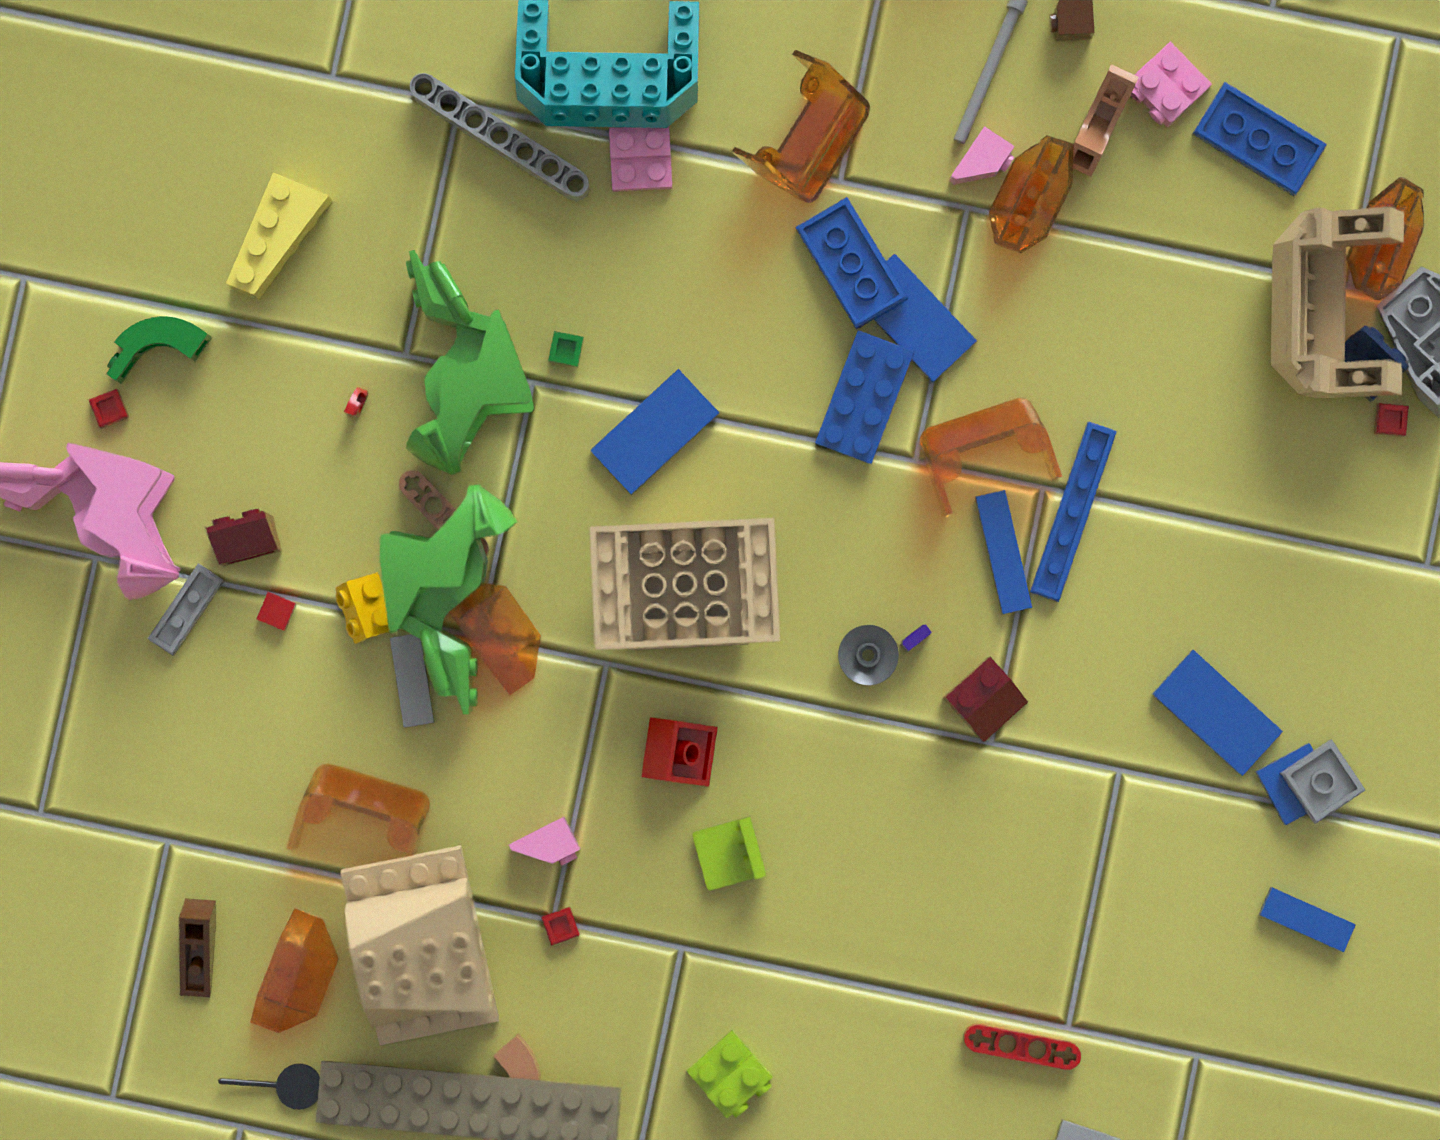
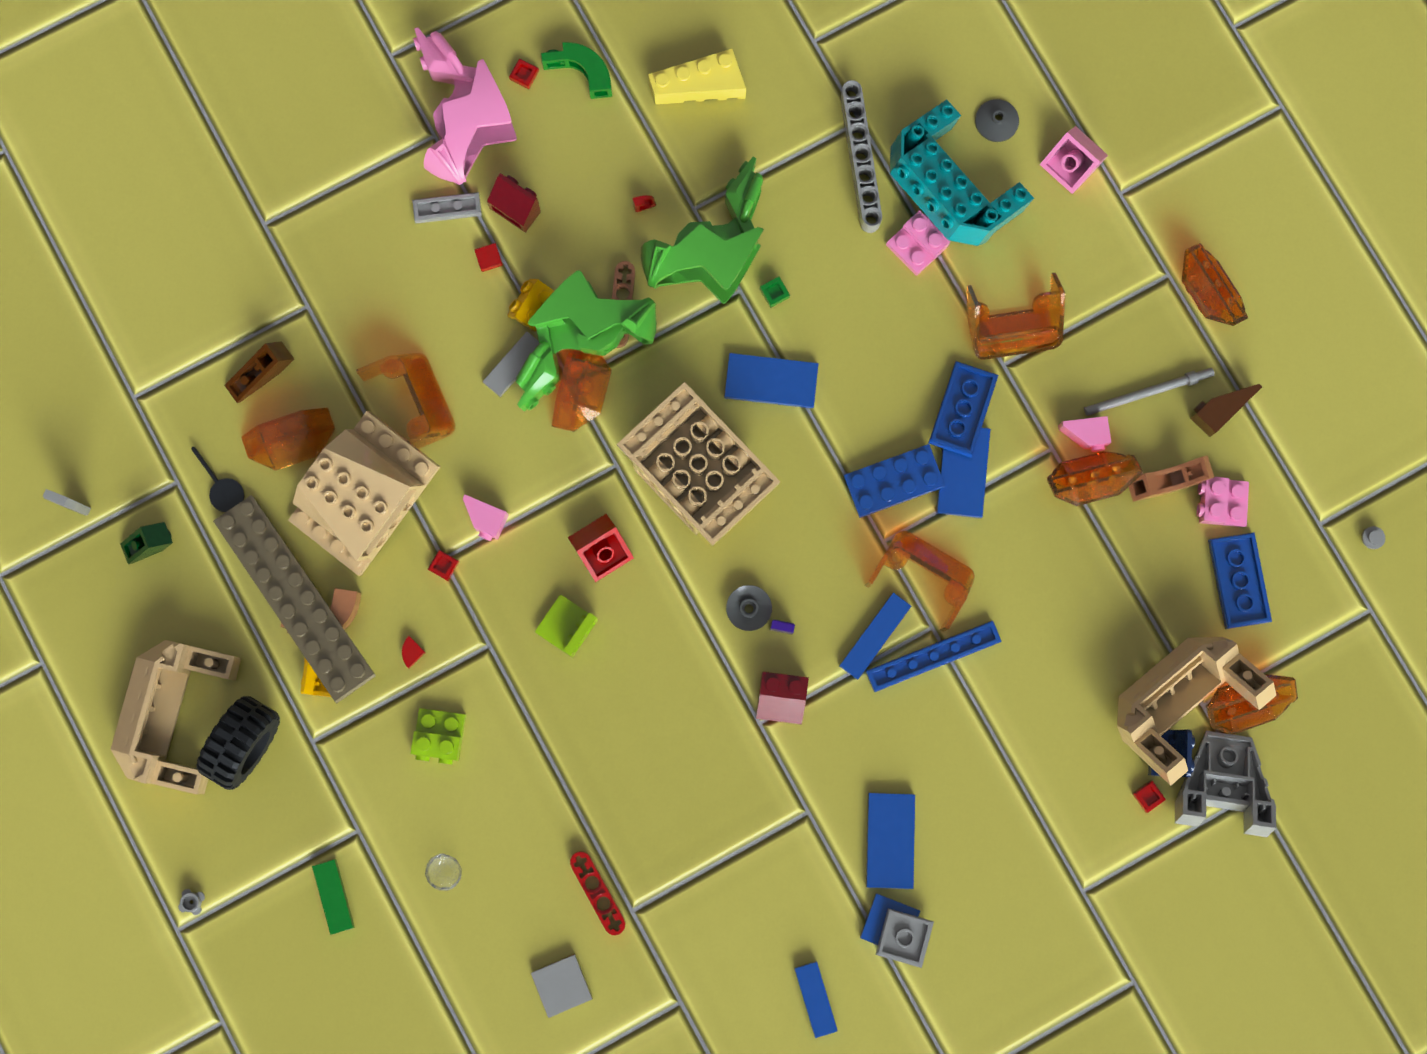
camera: 45 degrees right, 5 degrees down
(622, 1031) = (411, 652): none -> red tile

